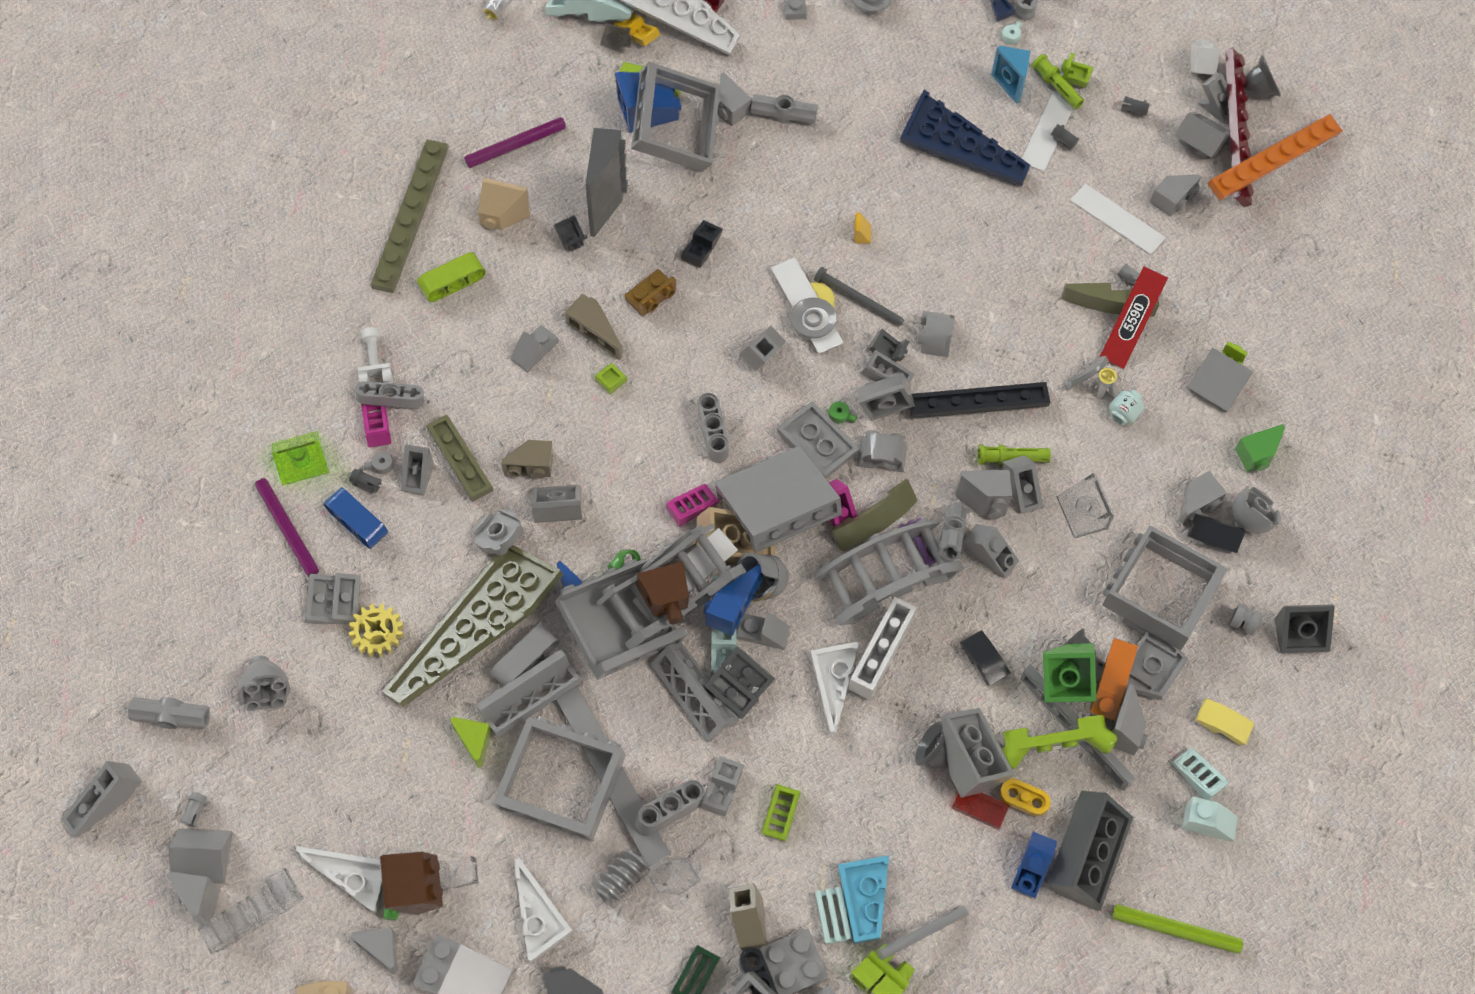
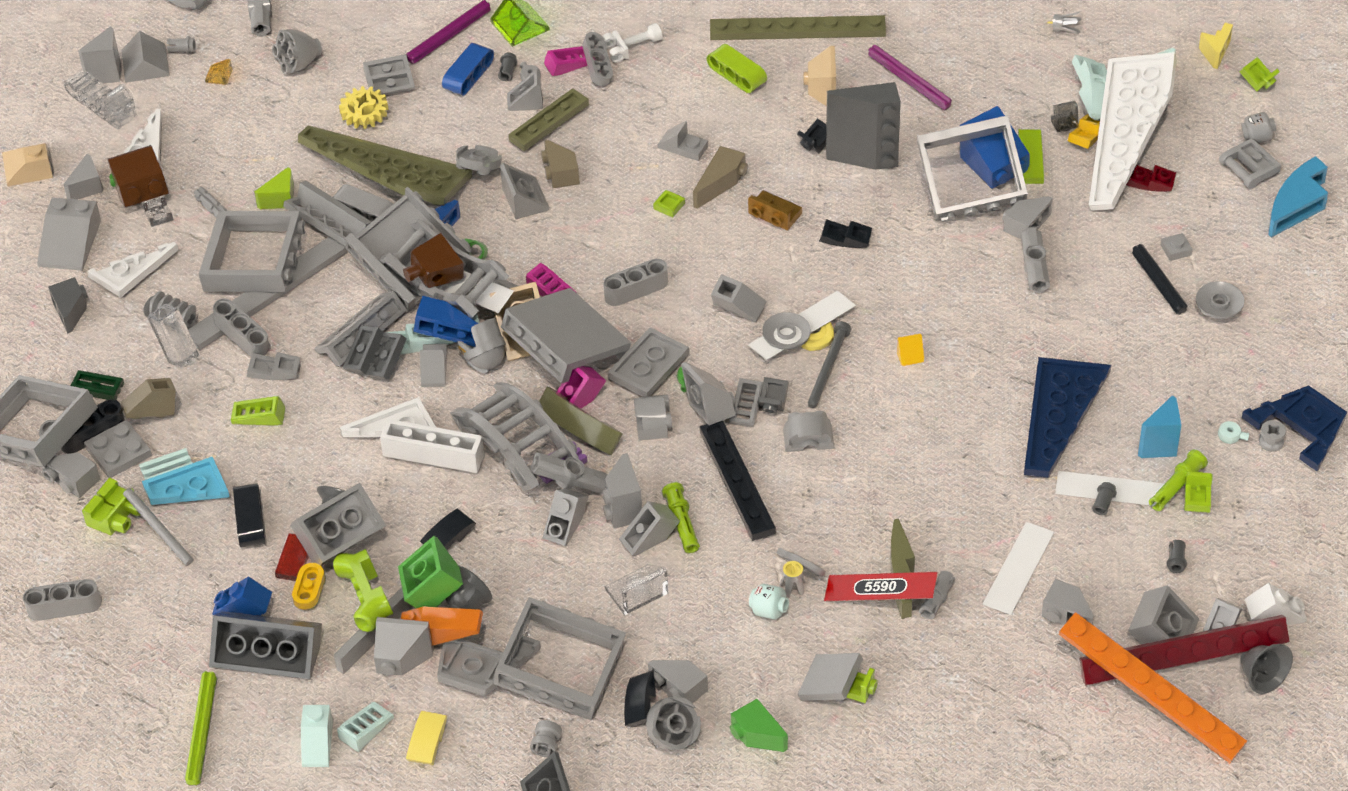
camera: 80 degrees right, 15 degrees down
(255, 774) = (219, 72): none -> clear yellow slope
(461, 814) = (208, 201): none -> light grey axle
(829, 30) = (1159, 279): none -> black axle
(922, 840) = (248, 515): none -> black beam

